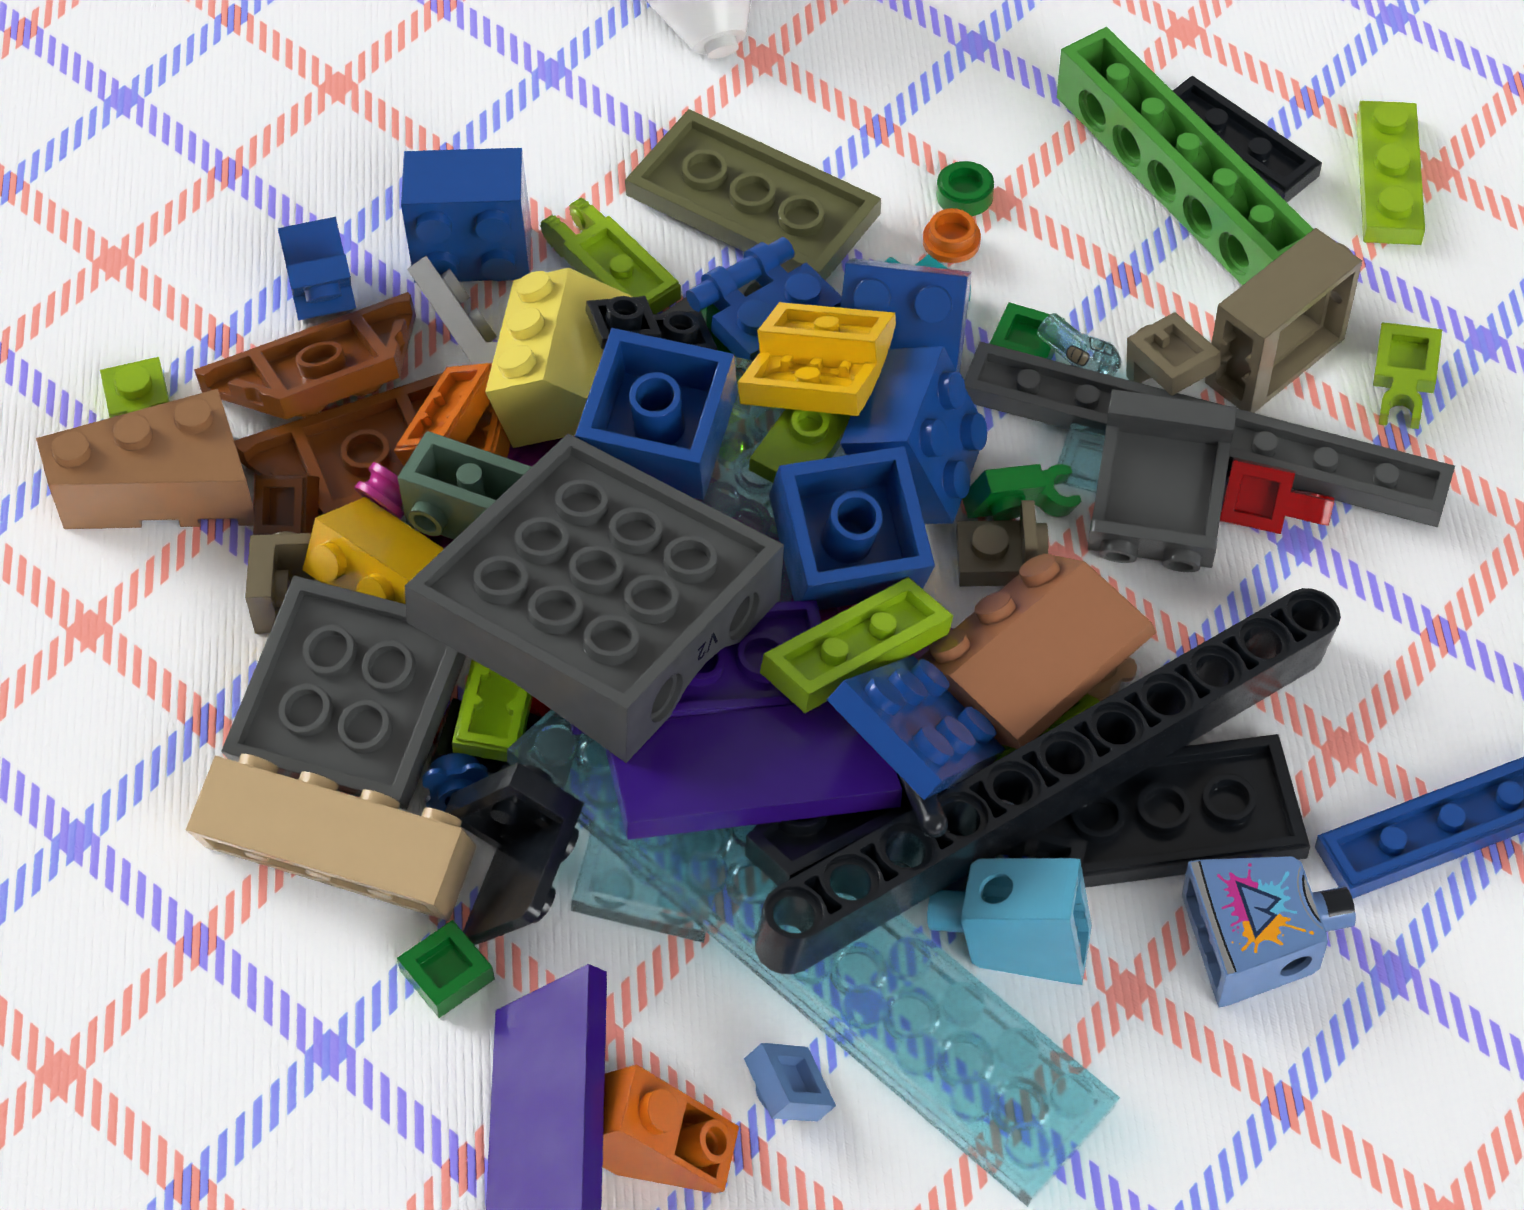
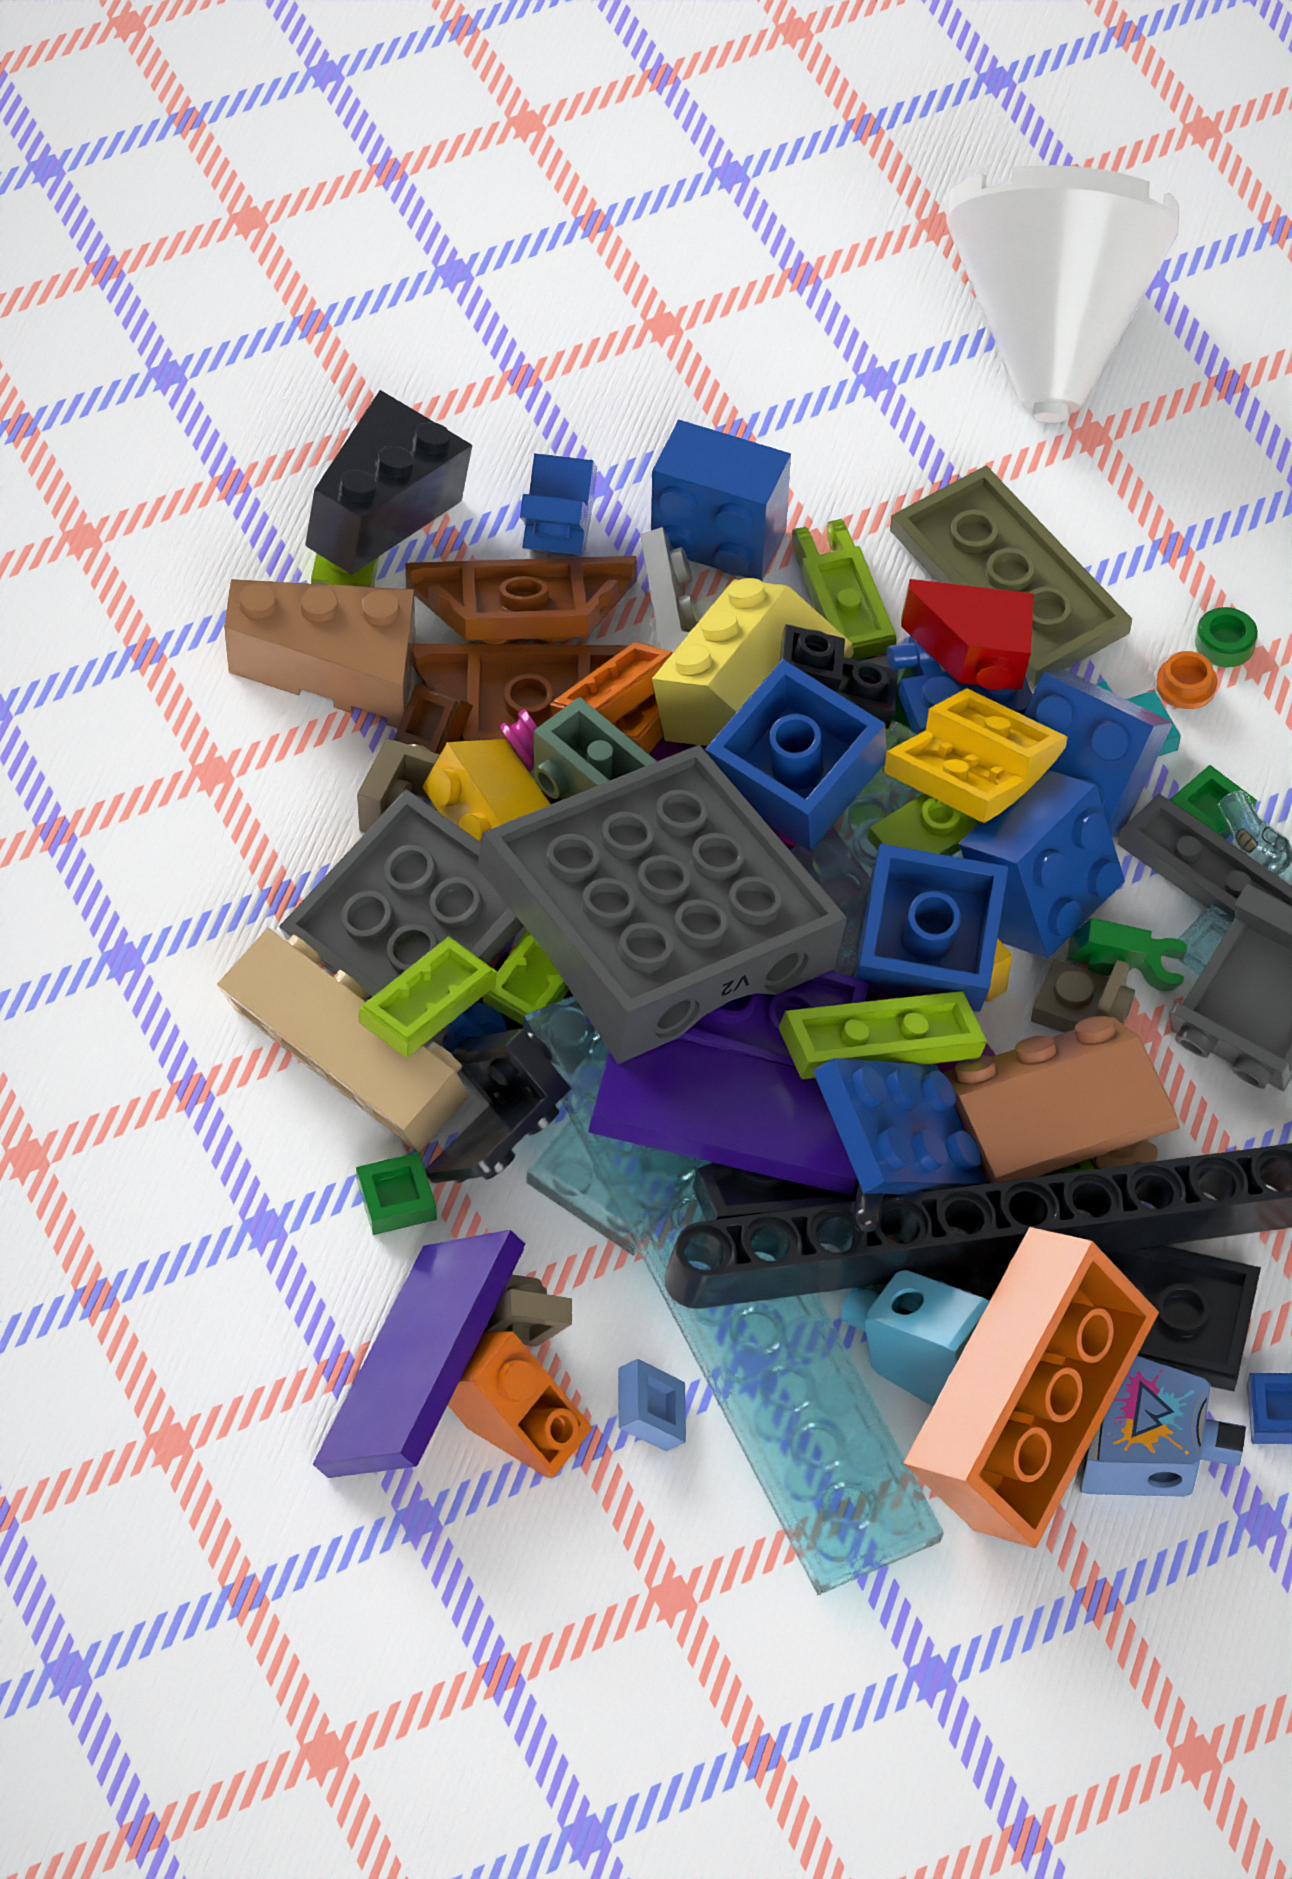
camera: 20 degrees right, 0 degrees up
(147, 303) = (385, 484): none -> black wedge
(403, 766) = (427, 997): none -> lime plate
(637, 1036) = (530, 1311): none -> dark tan bracket
(763, 248) = (972, 631): none -> red slope
(1150, 926) = (1032, 1387): none -> orange brick

